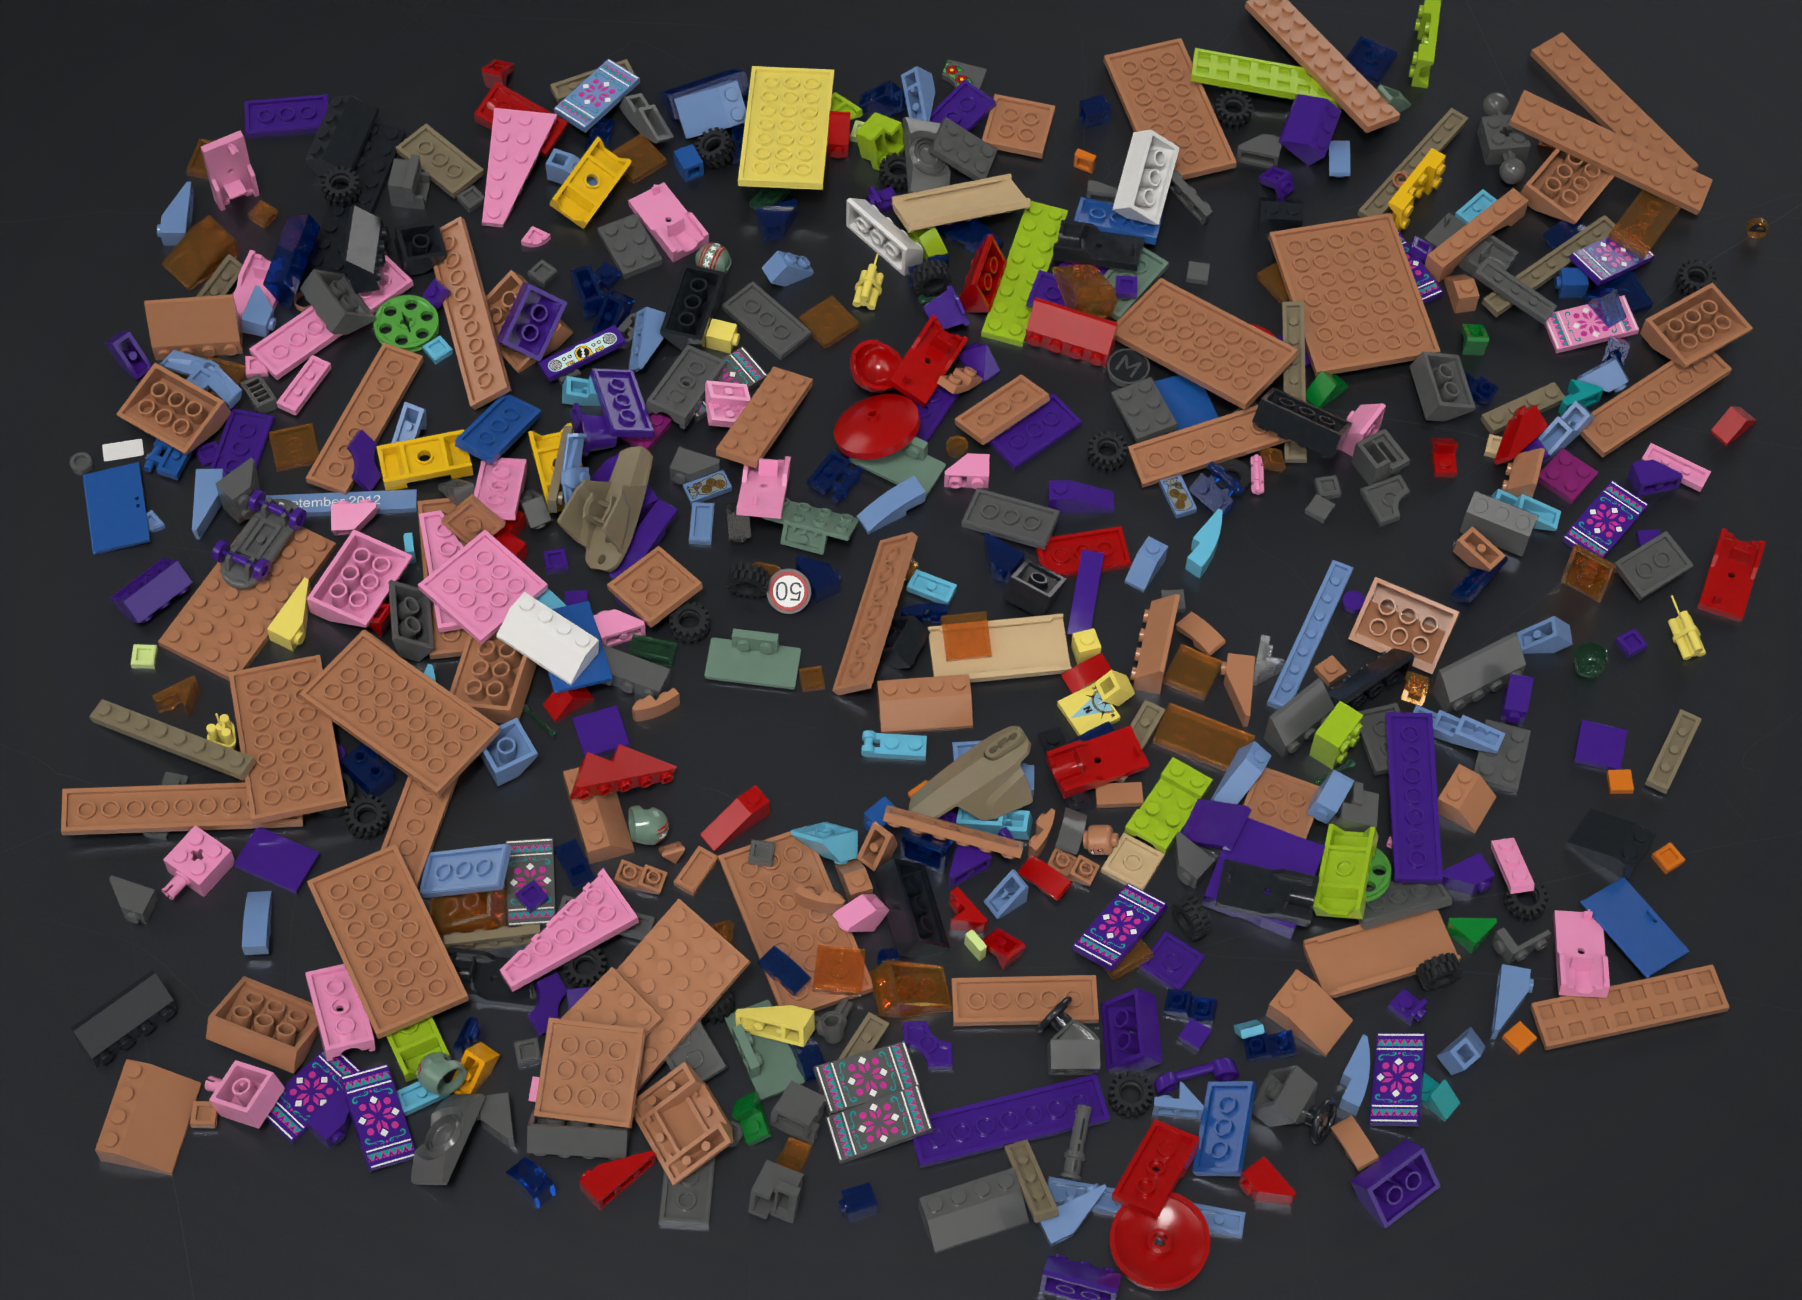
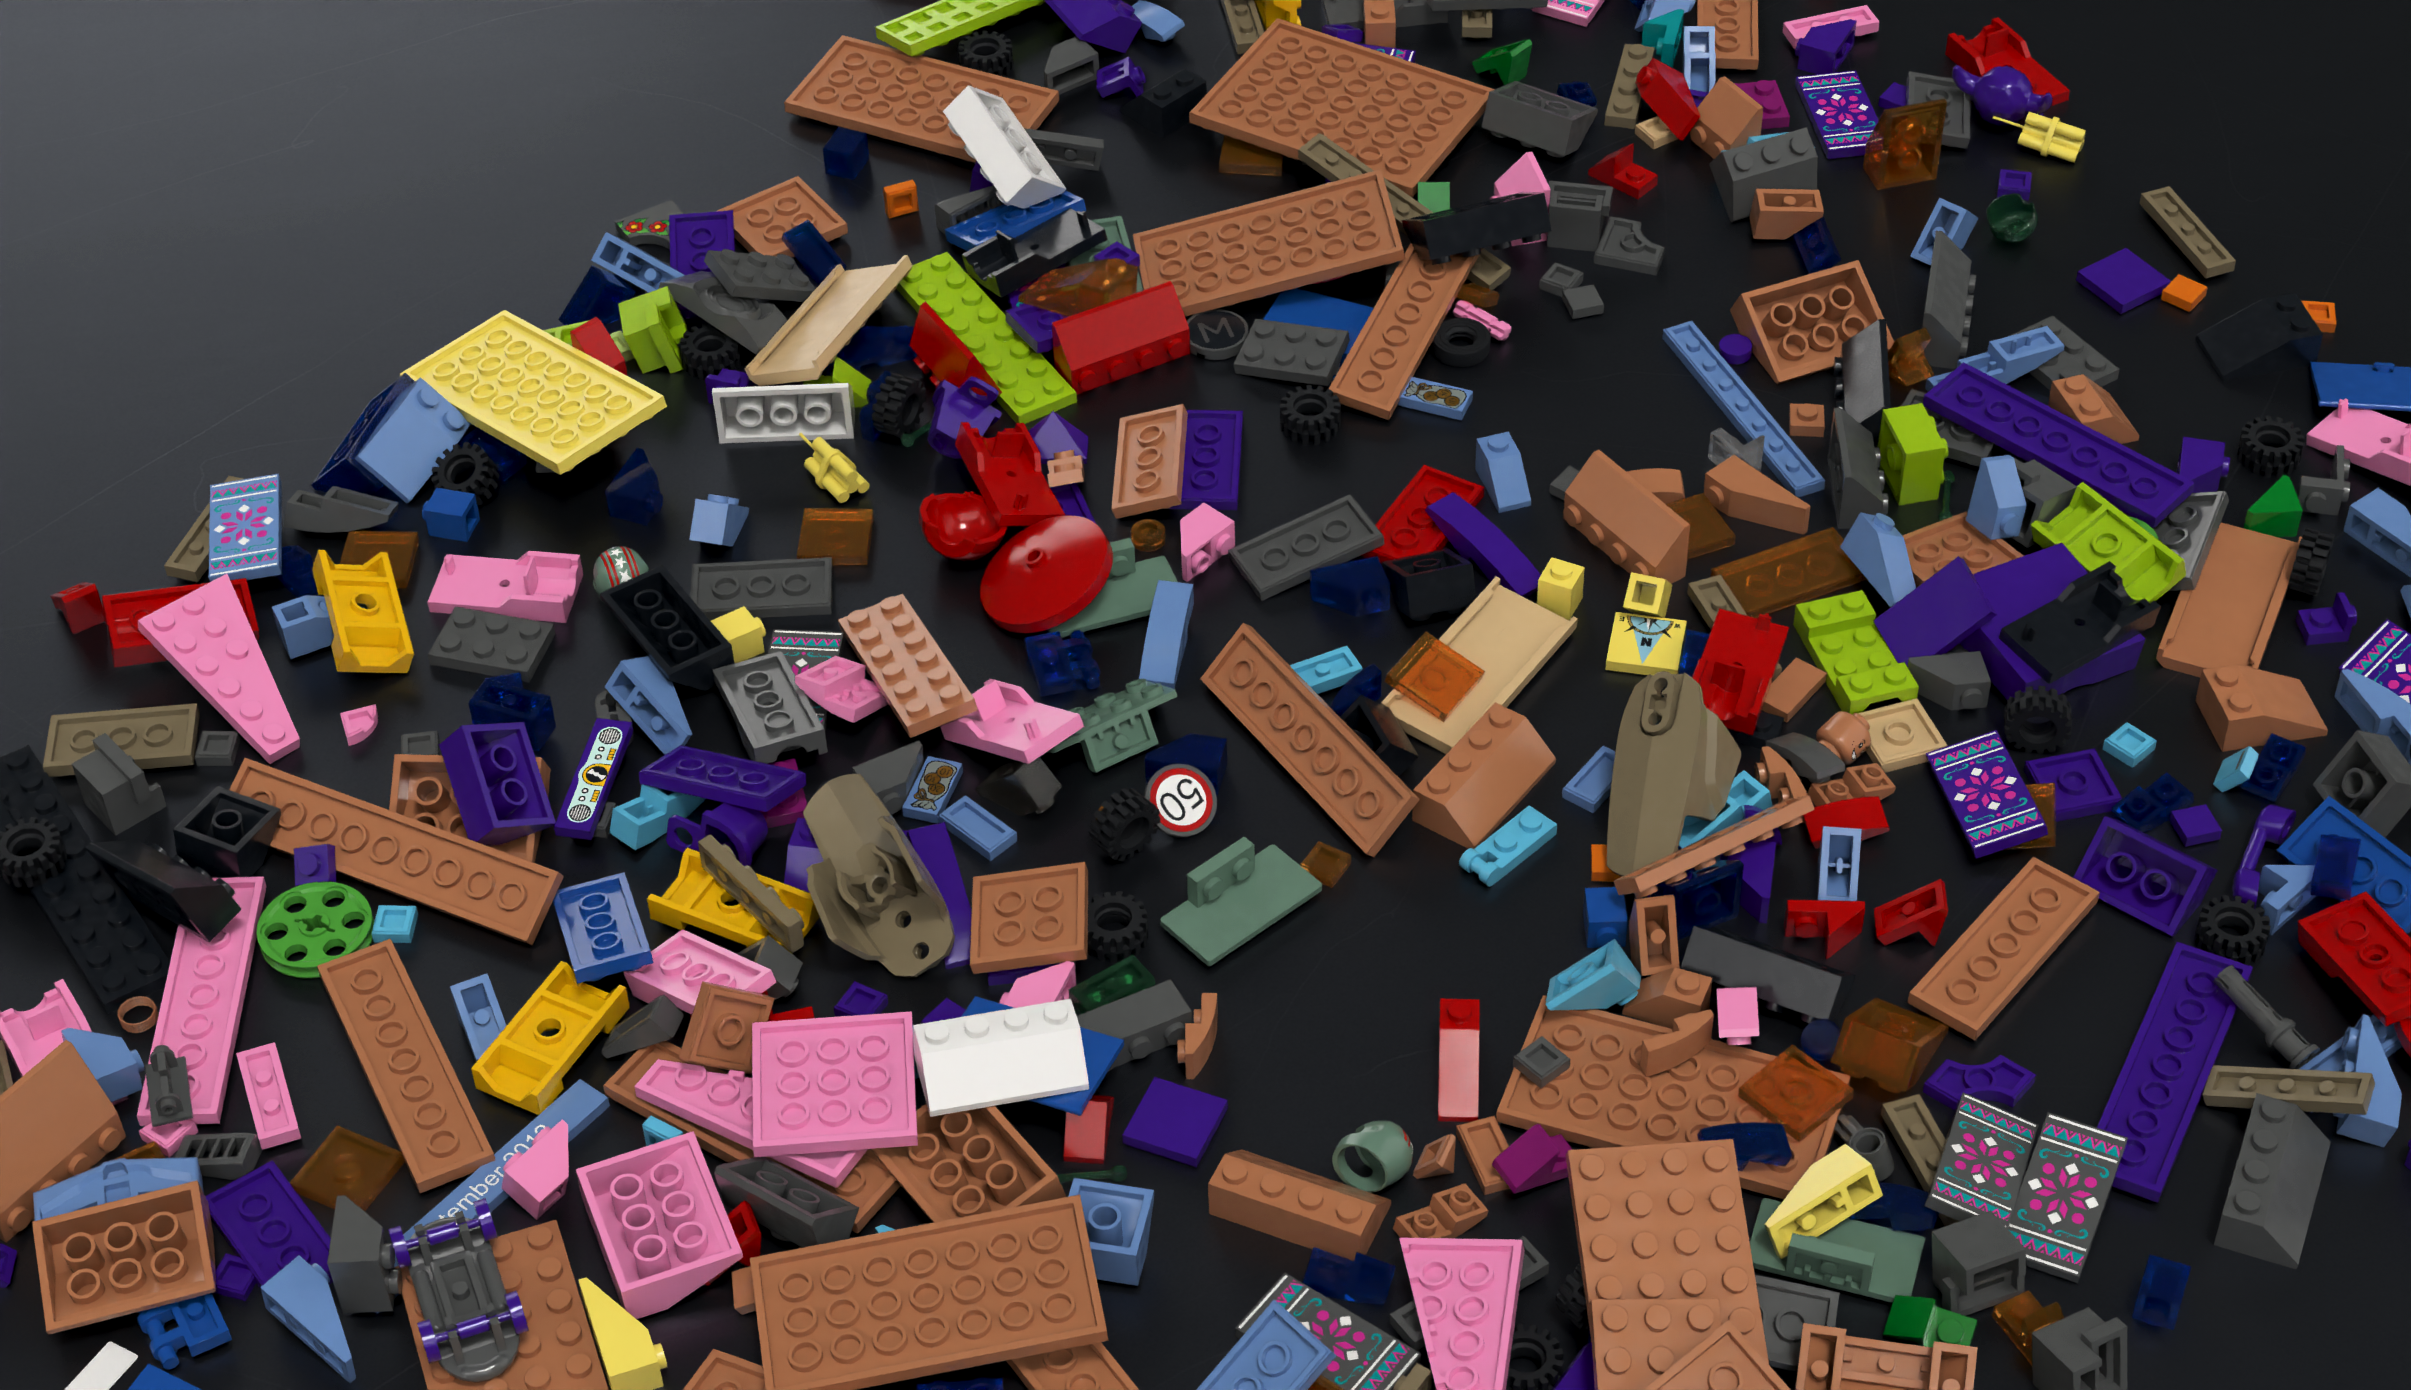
camera: 45 degrees left, 15 degrees down
(268, 348) = (168, 1087): none -> dark grey hinge
(291, 258) = (75, 964): clear blue slope -> none
(336, 302) = (197, 969): dark grey slope -> none
(365, 469) = (459, 1087): dark purple tile -> none
(531, 896) = (1357, 1351): dark purple tile -> none
(572, 473) = (787, 879): medium blue plate -> none
(613, 311) = (572, 715): clear blue slope -> none
(624, 771) = (1272, 1123): red slope -> none
(702, 892) = (1533, 1160): none -> magenta slope
(768, 197) = (595, 476): clear green plate -> none
(975, 945) = (1881, 942): yellowish green tile -> none
(1007, 156) = (812, 250): none -> clear blue tile
(1074, 1047) = (2127, 927): dark grey piece -> none
(1077, 497) = (1342, 475): dark purple slope -> none
(1086, 673) = (1596, 613): red slope -> none
(1198, 273) = (1159, 208): dark grey tile -> none
(1204, 545) = (1532, 411): medium azure slope -> none
(1204, 1113) = (2335, 867): none -> clear blue tile
(1211, 494) = (1469, 367): clear blue plate -> none
(1226, 970) = (2129, 744): none -> medium azure tile
(1462, 293) = (1434, 37): nougat slope -> none
(1512, 865) = (2222, 425): bright pink plate -> none
(1516, 698) = (2007, 295): dark purple slope -> none
(1689, 587) = (2001, 93): none -> dark purple piece

